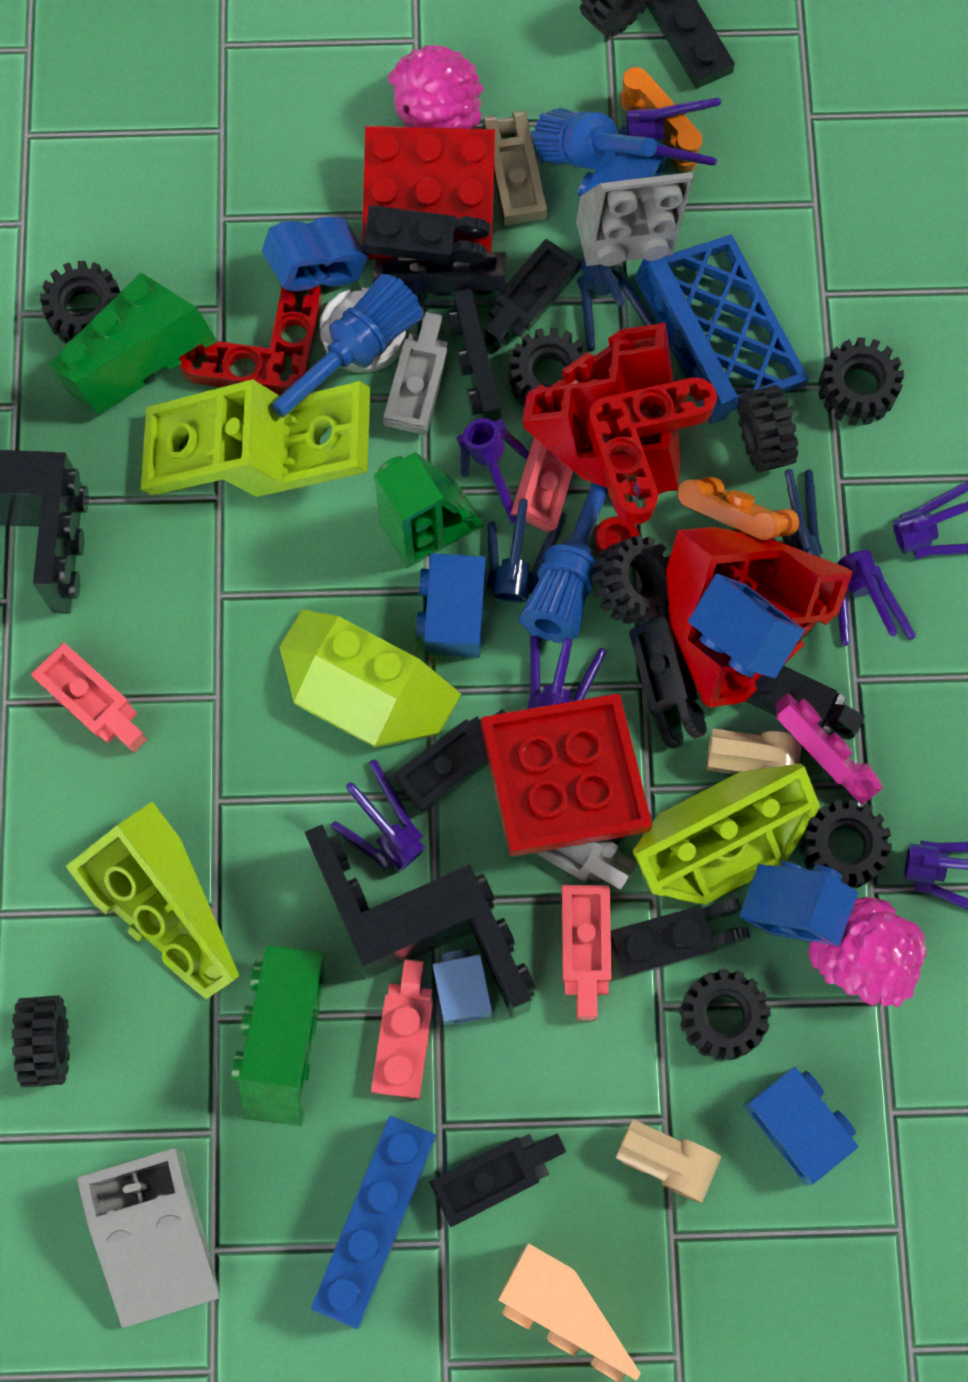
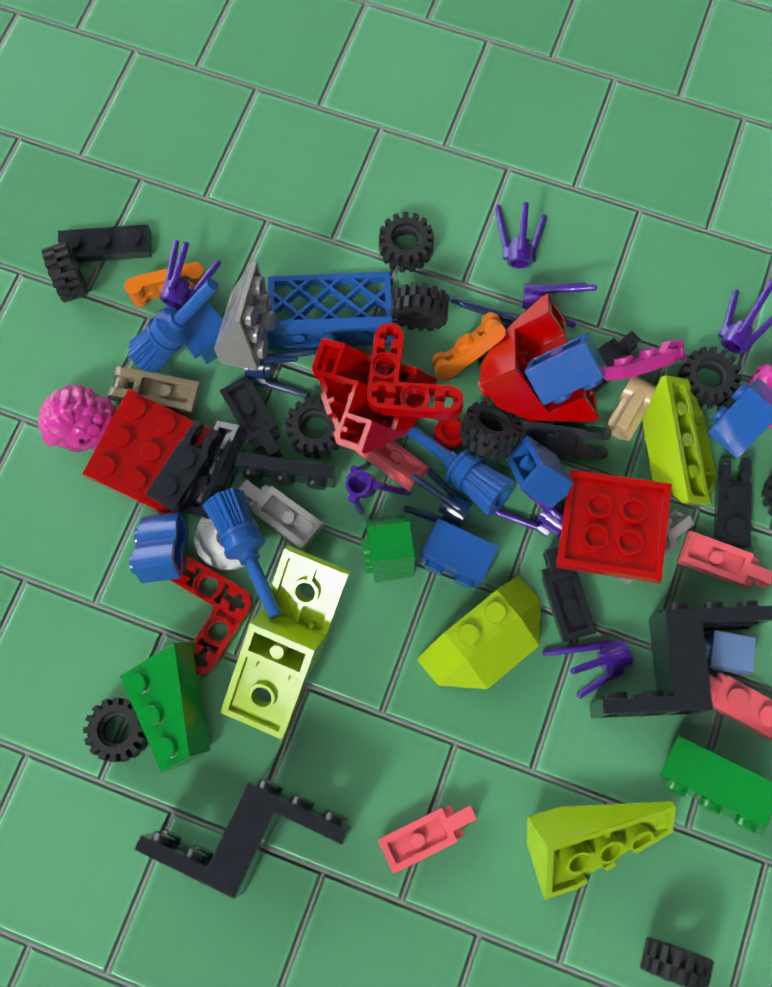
camera: 65 degrees left, 0 degrees up
(598, 656) = (539, 472): none -> blue brick

